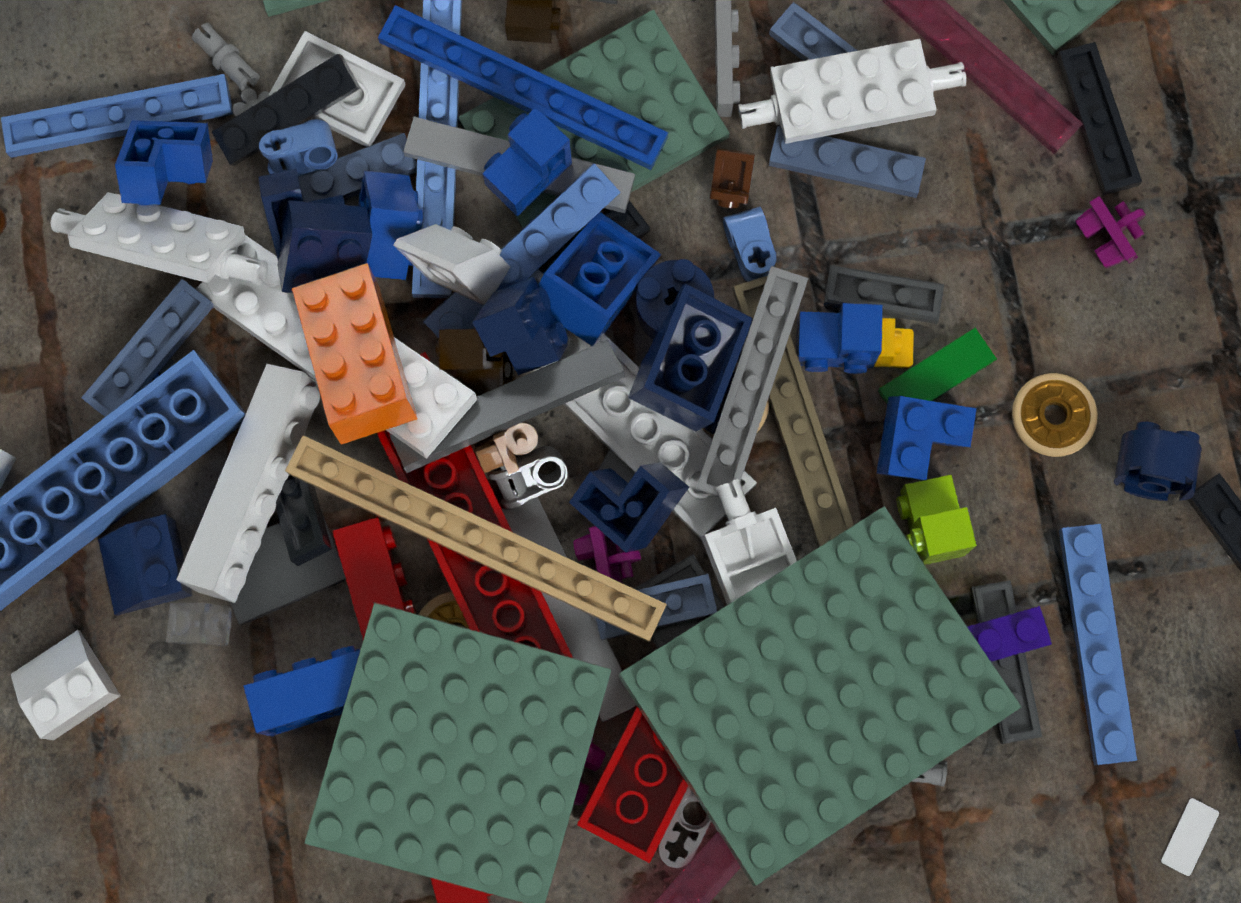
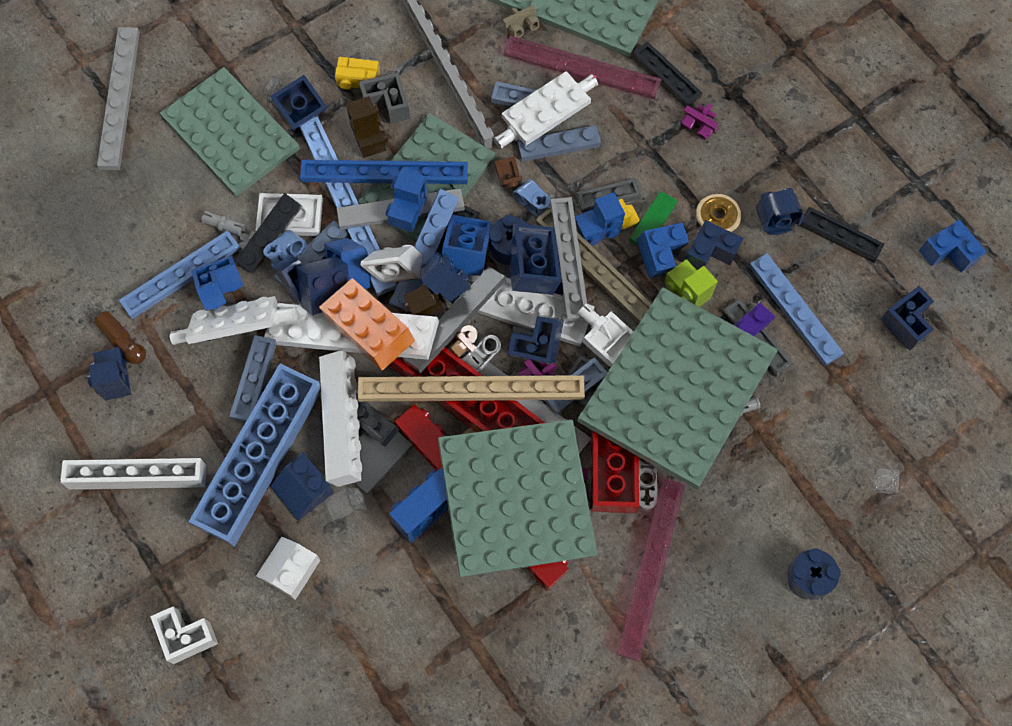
camera: 30 degrees left, 10 degrees down
(1011, 460) = (715, 243): none -> dark blue brick
(1190, 837) = (887, 378): white sticker -> none

